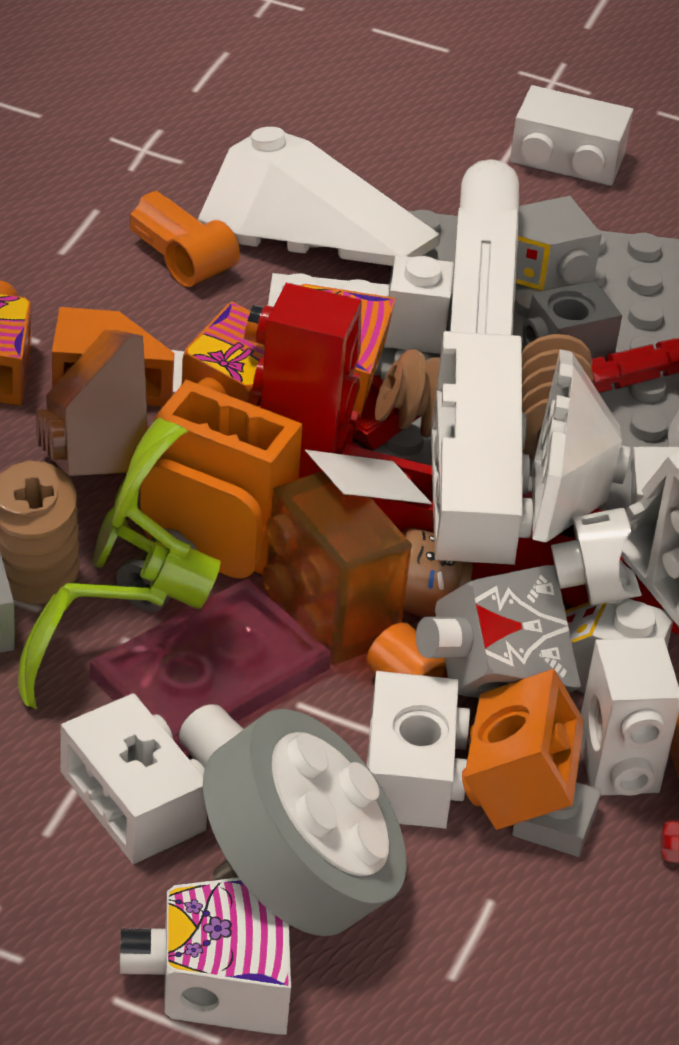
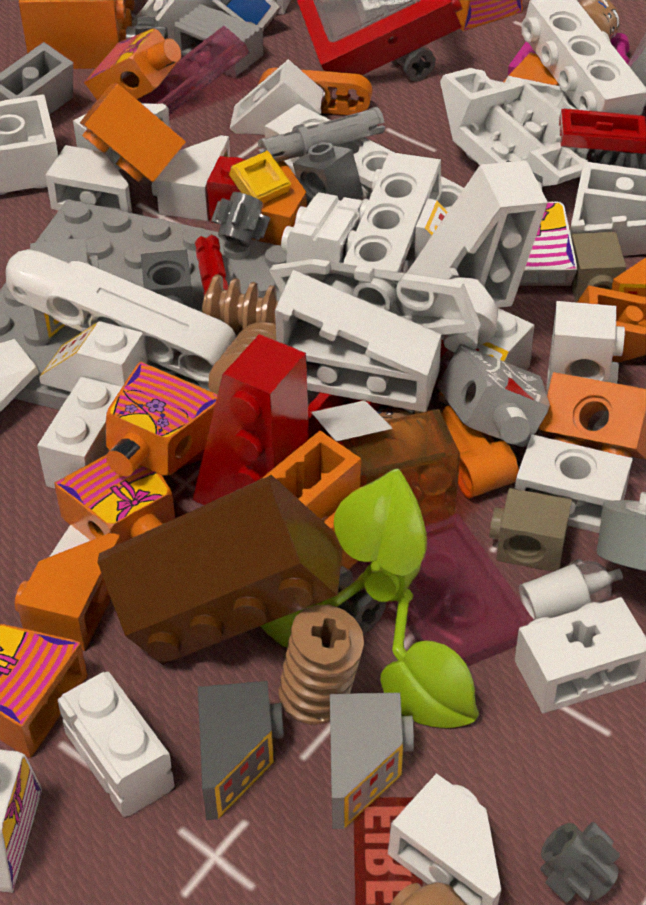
camera: 70 degrees left, 5 degrees up
(326, 695) = (531, 529): none -> dark tan brick

